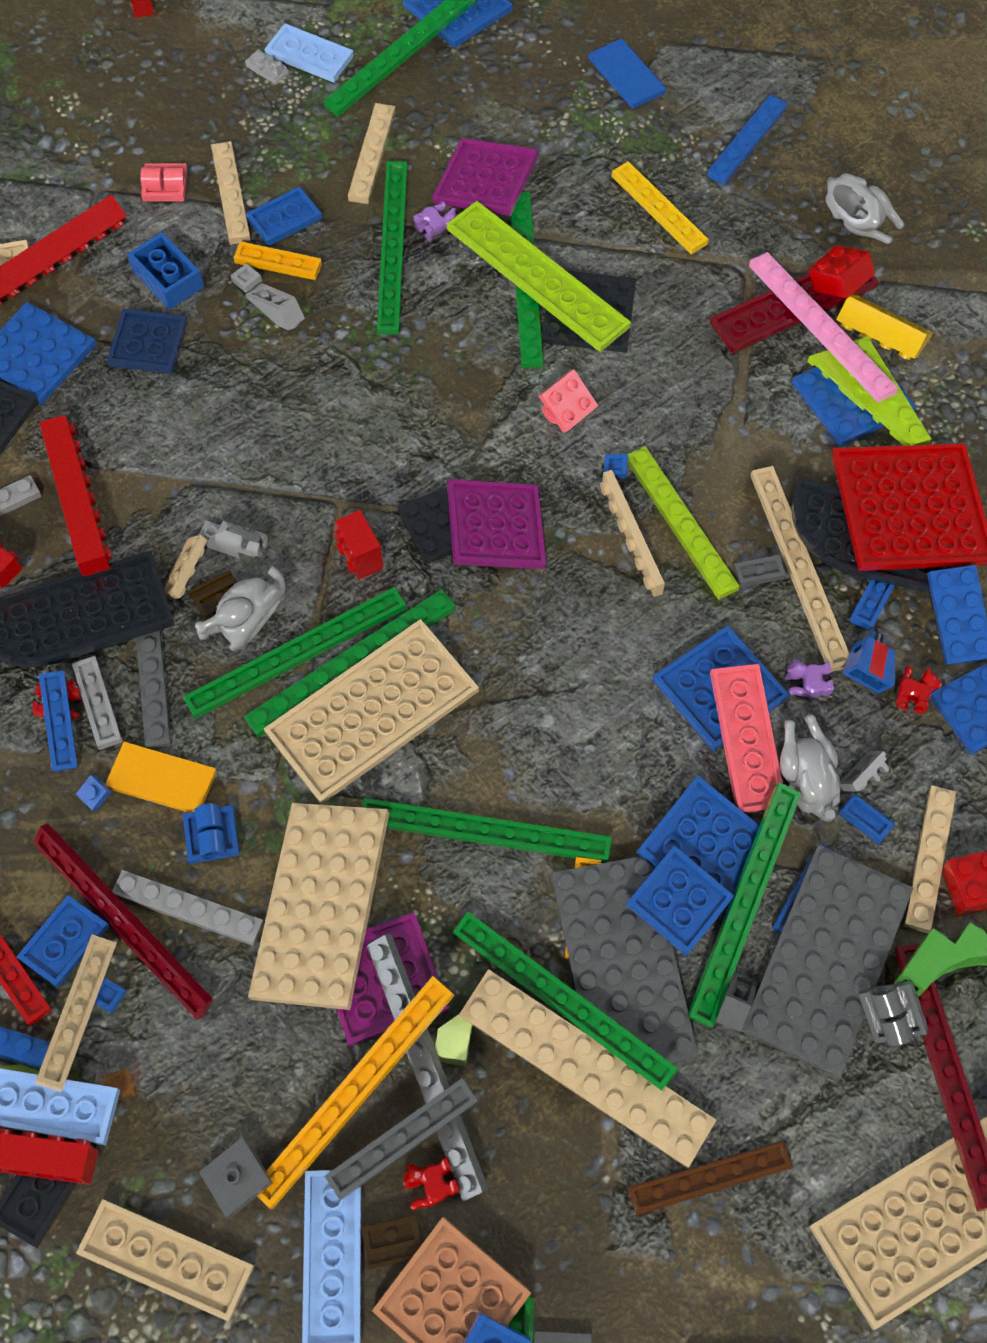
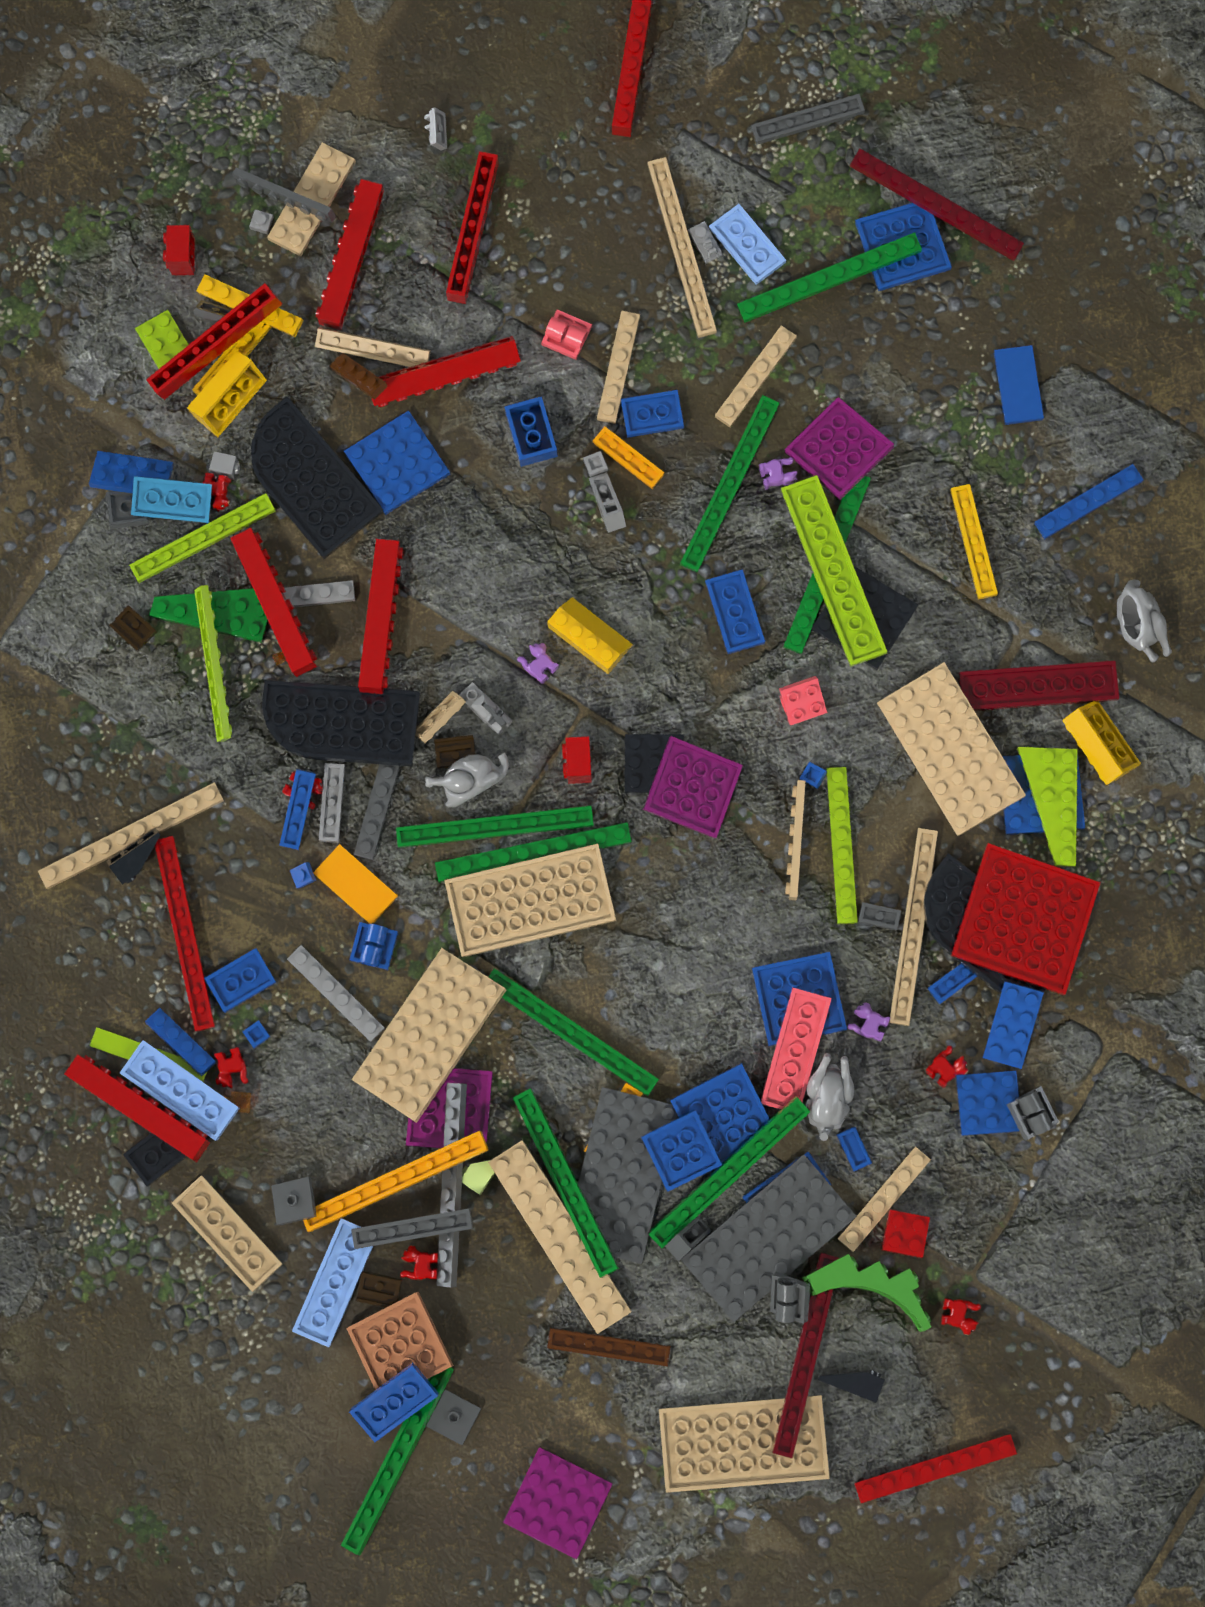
camera: 30 degrees right, 15 degrees up
(27, 127) = (472, 227): none -> red brick
(75, 1013) = (230, 1040): tan plate -> none
(91, 1045) = (230, 1065): none -> red animal
(123, 922) = (286, 983): dark red plate -> none
(147, 341) = (491, 492): dark blue plate -> none
(247, 77) = (682, 247): none -> tan plate
(274, 475) = (540, 664): none -> medium lavender animal
(312, 431) = (589, 635): none -> yellow slope
(455, 352) = (735, 611): none -> blue plate
(743, 388) = (951, 749): none -> tan plate
(823, 327) = (1043, 724): bright pink plate -> none
(841, 271) = (1085, 682): red brick -> none
(865, 770) = (869, 1113): light grey plate -> none
(871, 663) = (922, 1032): blue torso -> none

